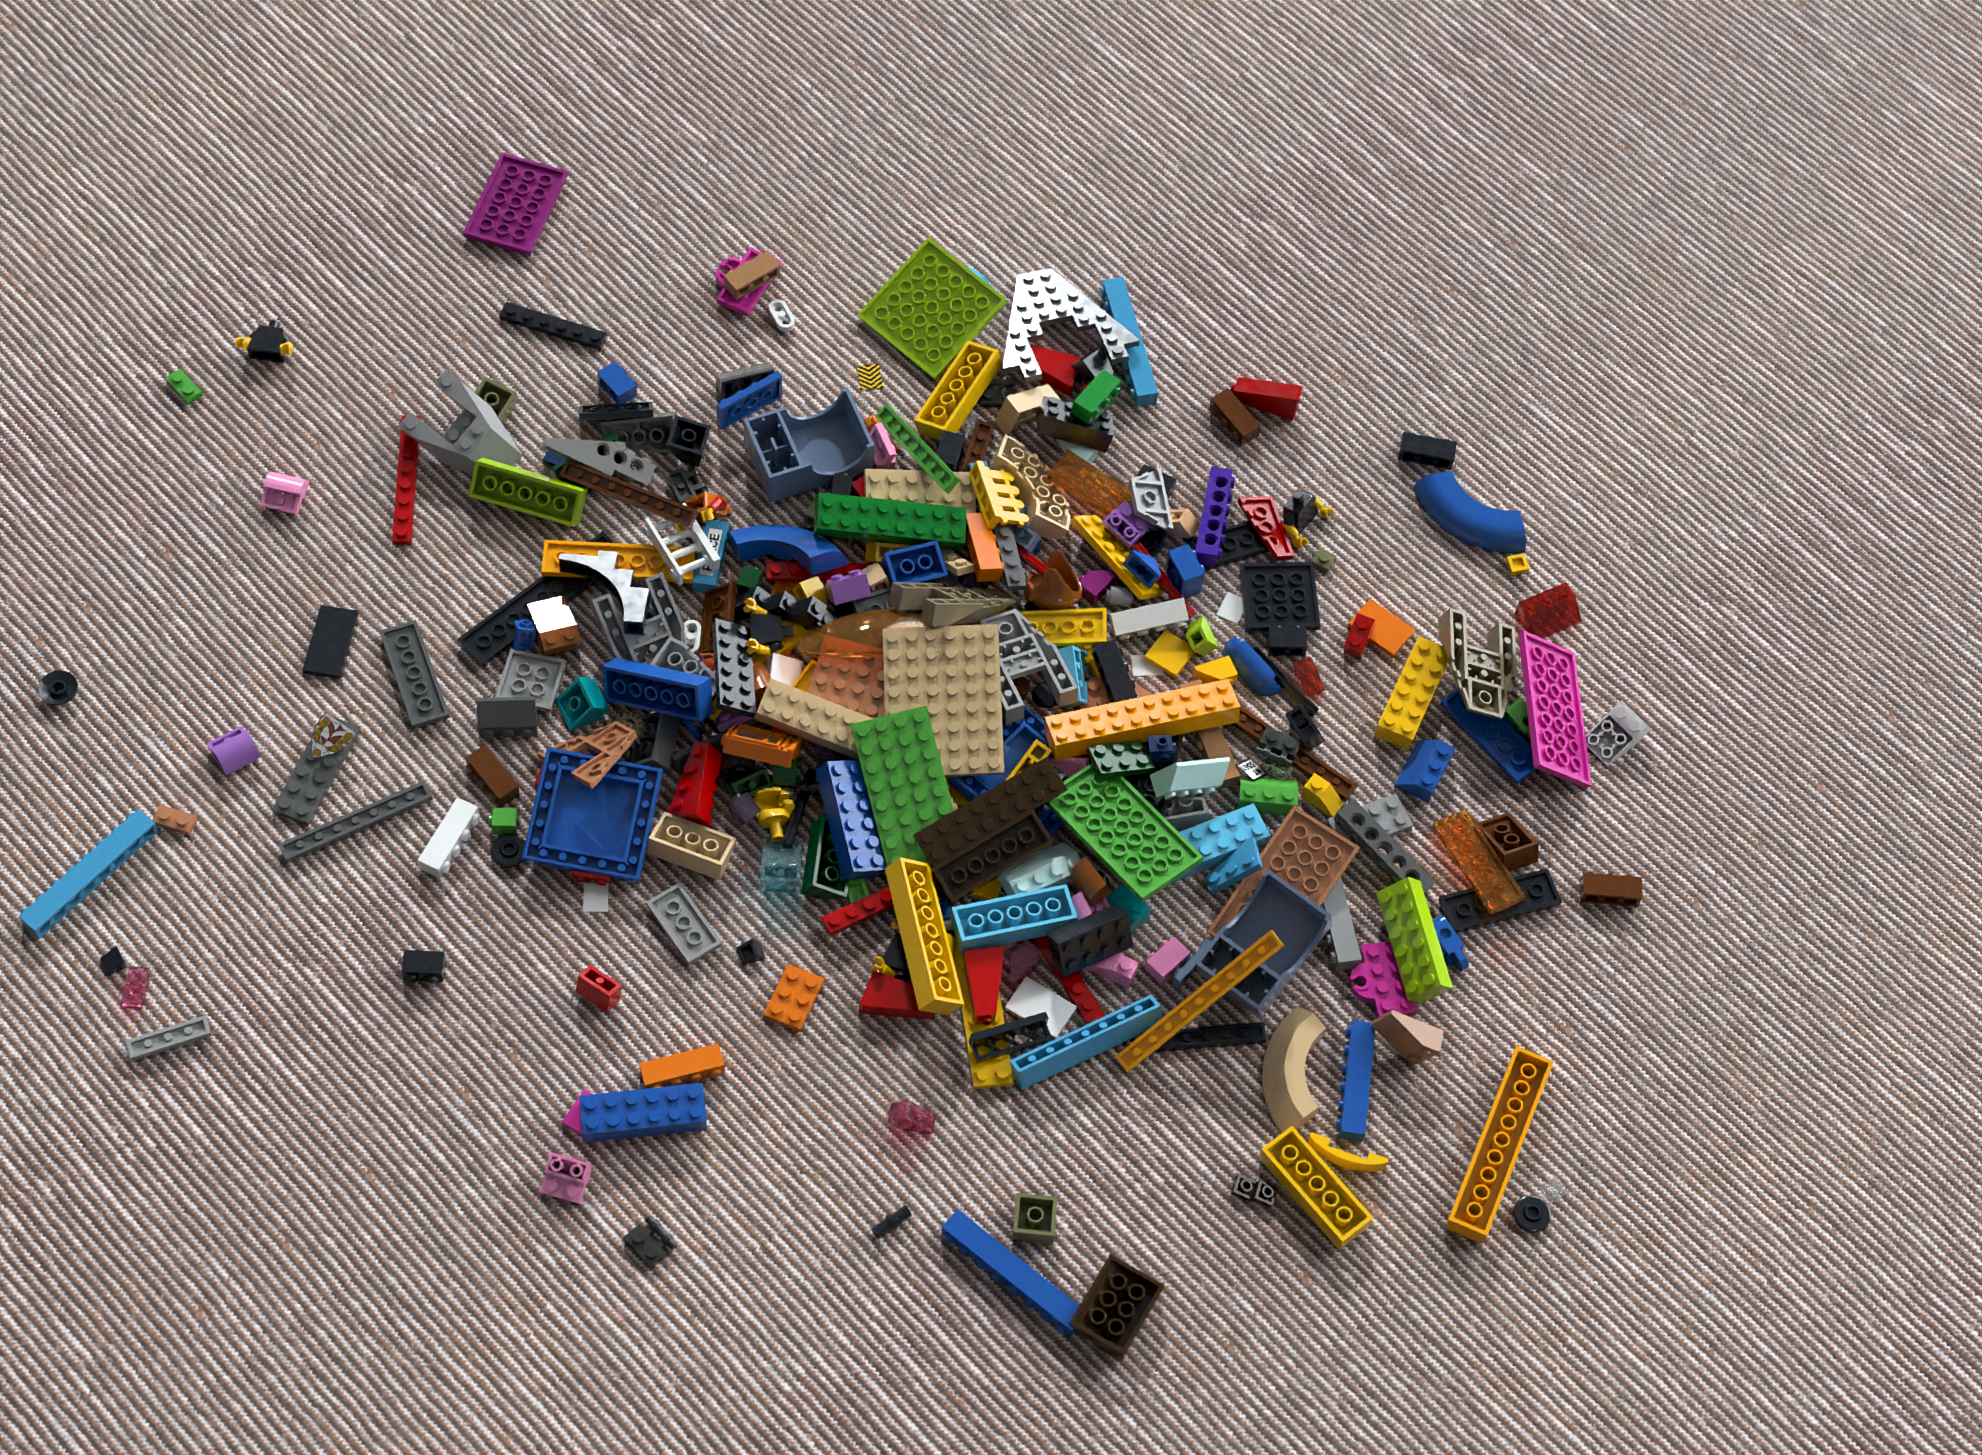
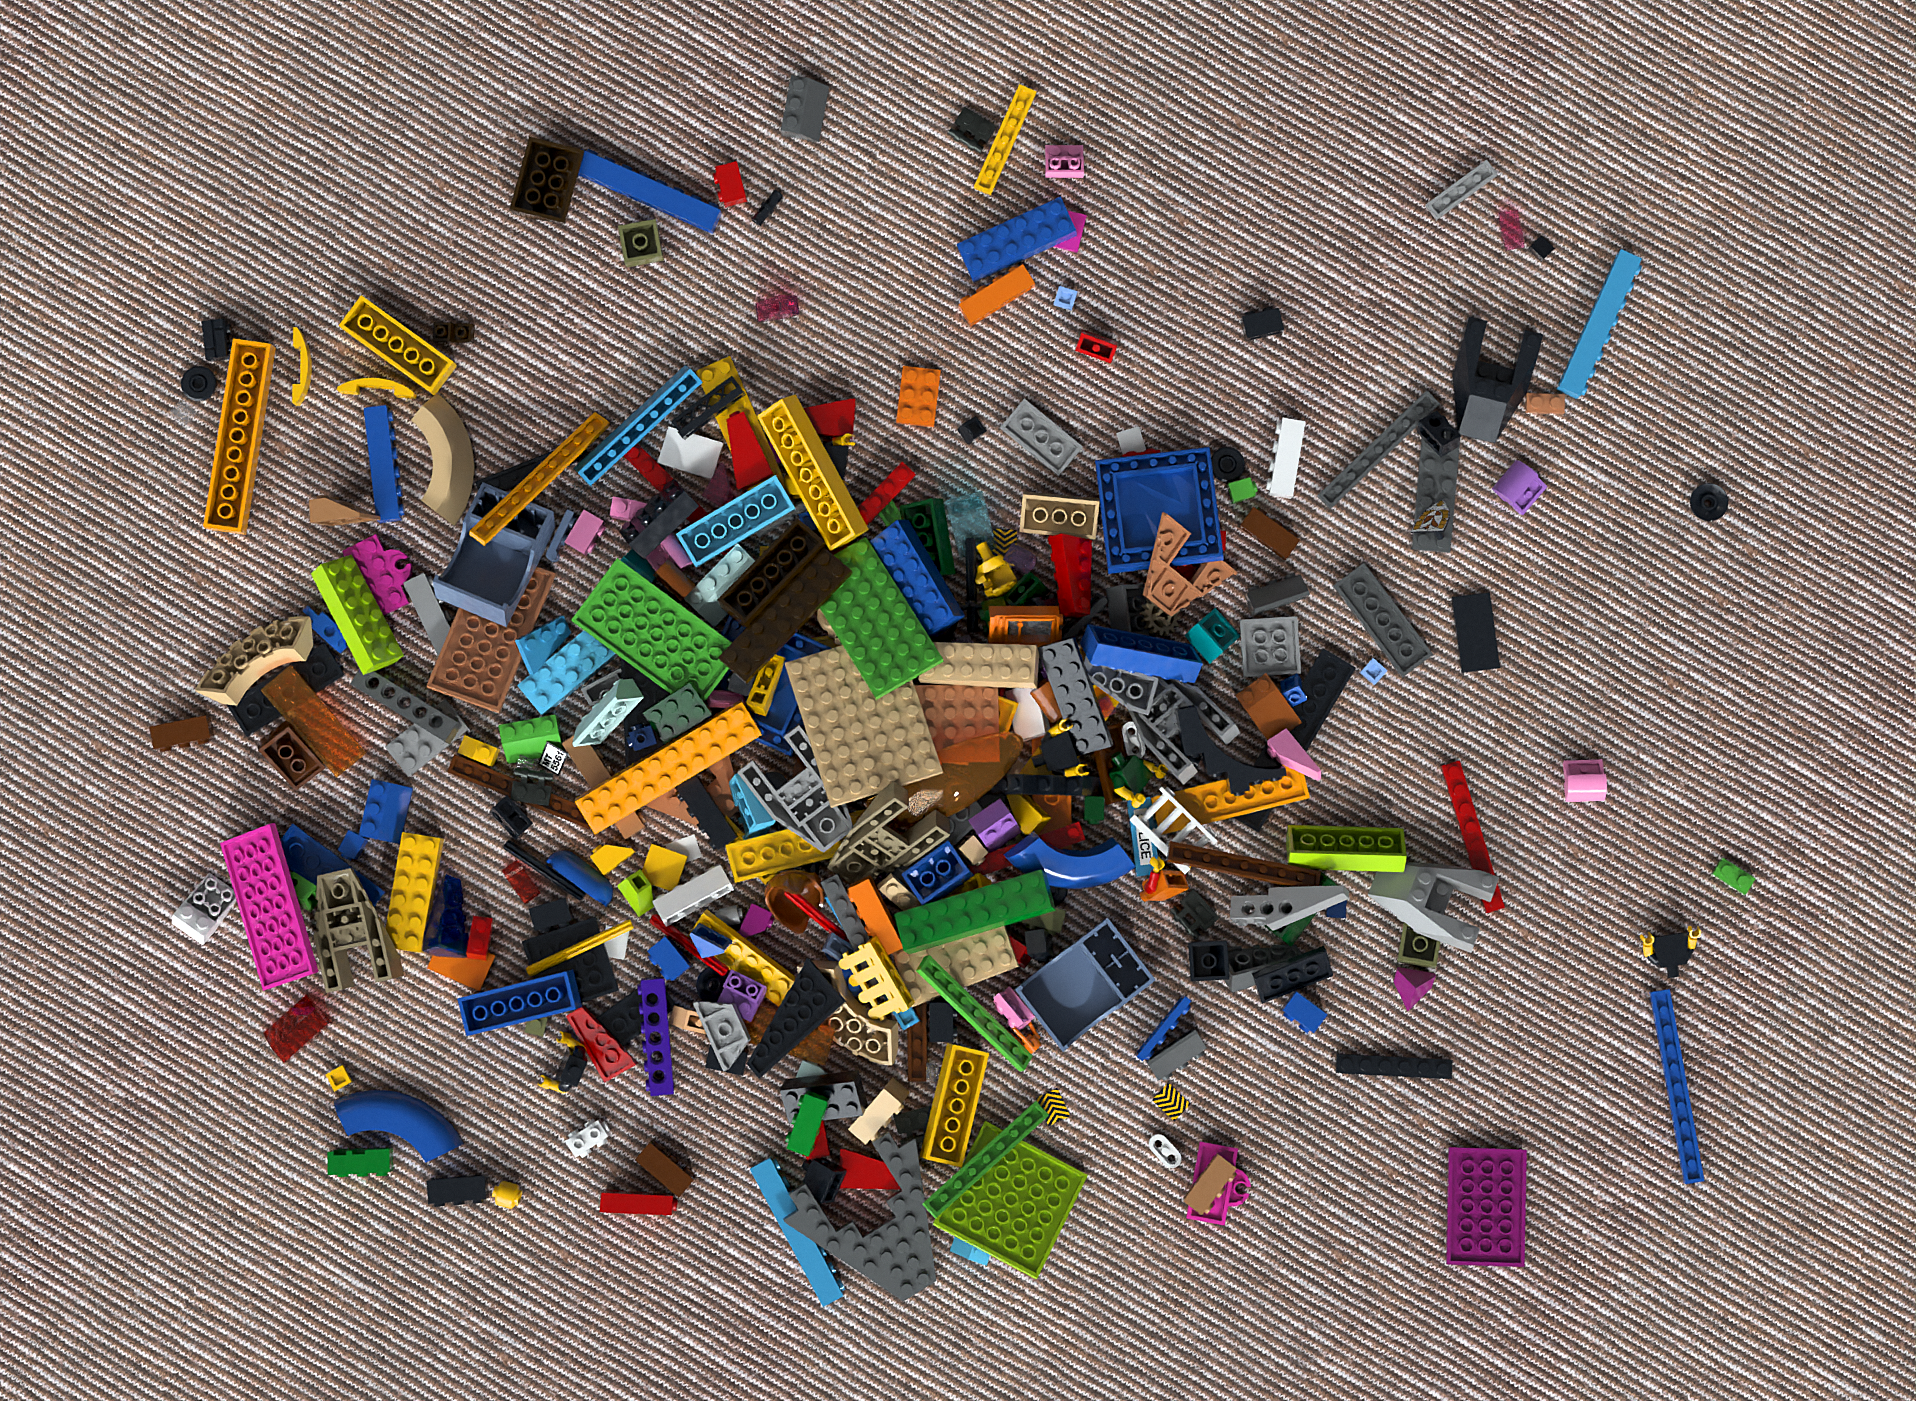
camera: 170 degrees right, 25 degrees up
(225, 845) = (1487, 392): none -> black wedge
(295, 811) = (1438, 433): none -> black brick
(310, 246) = (1676, 1086): none -> blue plate
(441, 633) = (1373, 671): none -> light blue plate
(511, 377) = (1412, 985): none -> magenta slope
(549, 578) = (1291, 754): none -> bright pink slope
(612, 1047) = (1065, 298): none -> light blue plate
(619, 1220) = (1005, 139): none -> yellow plate
(705, 600) = (1132, 775): none -> dark green torso
(753, 841) = (1003, 540): none -> sticker
(762, 352) = (1171, 1102): none -> sticker
(821, 1311) = (804, 109): none -> dark grey slope
(922, 1255) = (730, 184): none -> red brick
(944, 340) = (985, 1159): none -> bright green plate
(1075, 490) = (803, 1010): none -> black wing
(1267, 603) = (579, 948): none -> yellow axle
(1298, 458) = (594, 1134): none -> white brick
(1334, 571) = (519, 1002): none -> blue brick
(1383, 433) = (507, 1194): none -> yellow head
(1389, 652) = (446, 928): none -> clear blue wedge
(1415, 1219) = (300, 390): none -> yellow slope
(1465, 747) = (352, 845): none -> blue brick
(1504, 1249) = (217, 339): none -> black brick
(1512, 492) = (360, 1161): none -> green wedge
(1526, 937) = (255, 656): none -> tan brick

